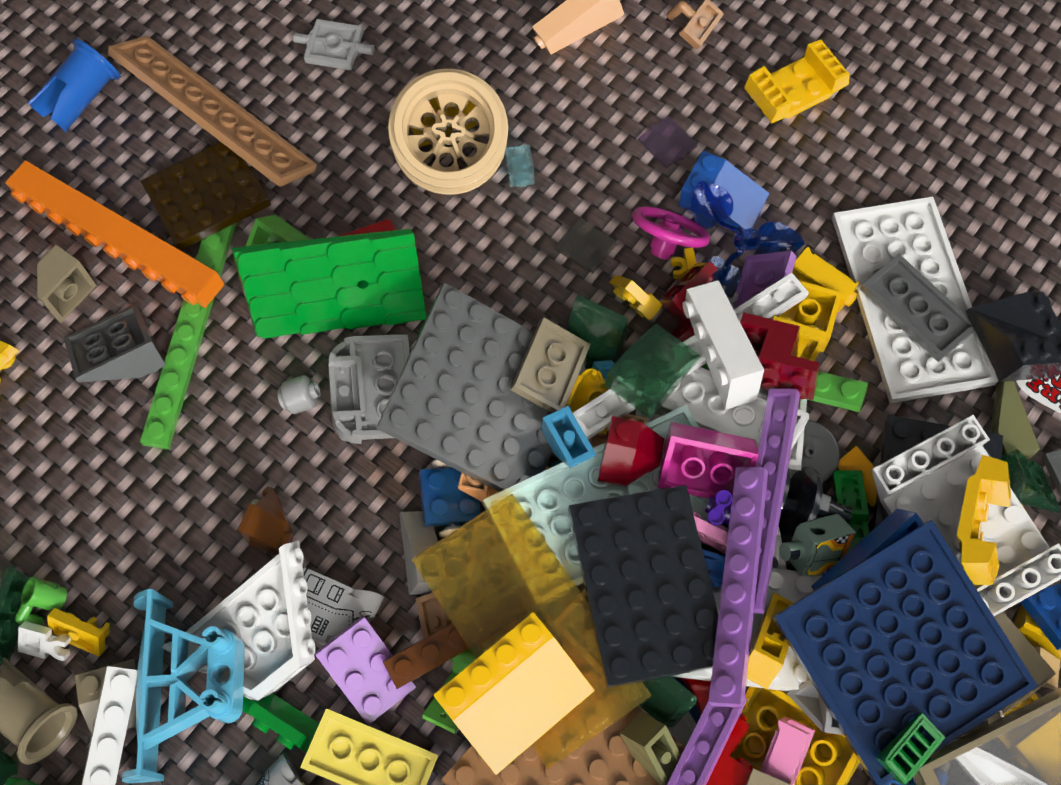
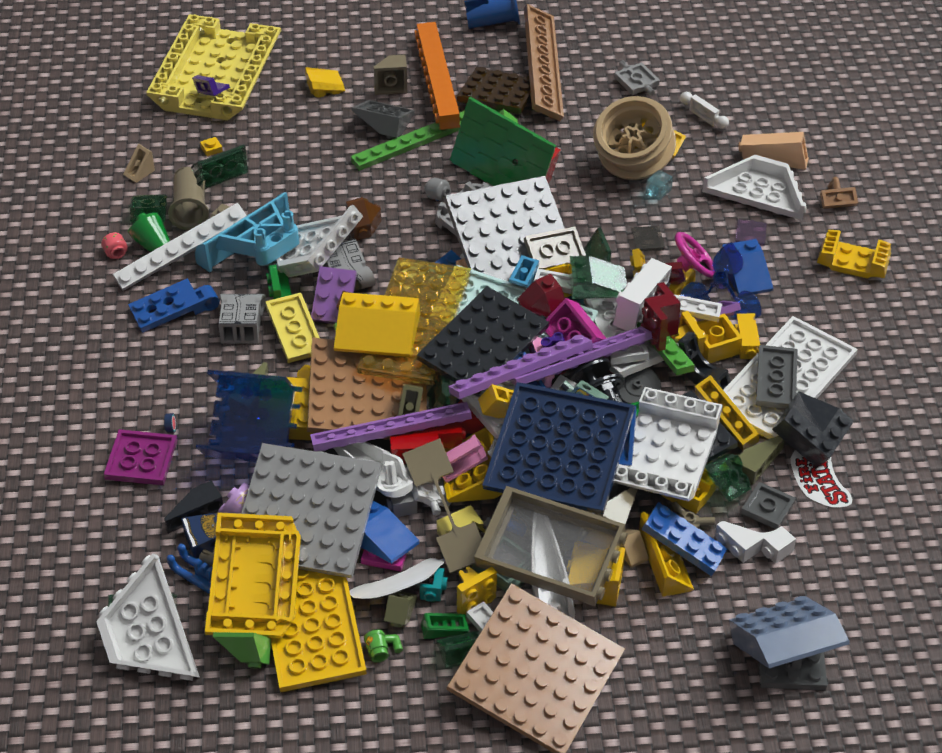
camera: 45 degrees right, 20 degrees down
(40, 642) = (223, 189): white plate -> none
(42, 595) = (244, 172): bright green piece -> none
(83, 635) = (241, 196): yellow plate -> none
(450, 26) = (704, 110): none -> white plate
(617, 73) = (760, 184): none -> white piece
(856, 365) = (702, 367): none -> black arch
(894, 748) = (505, 471): green slope -> none
(934, 402) = (730, 415): none -> yellow brick
(985, 487) = (663, 434): yellow plate -> none

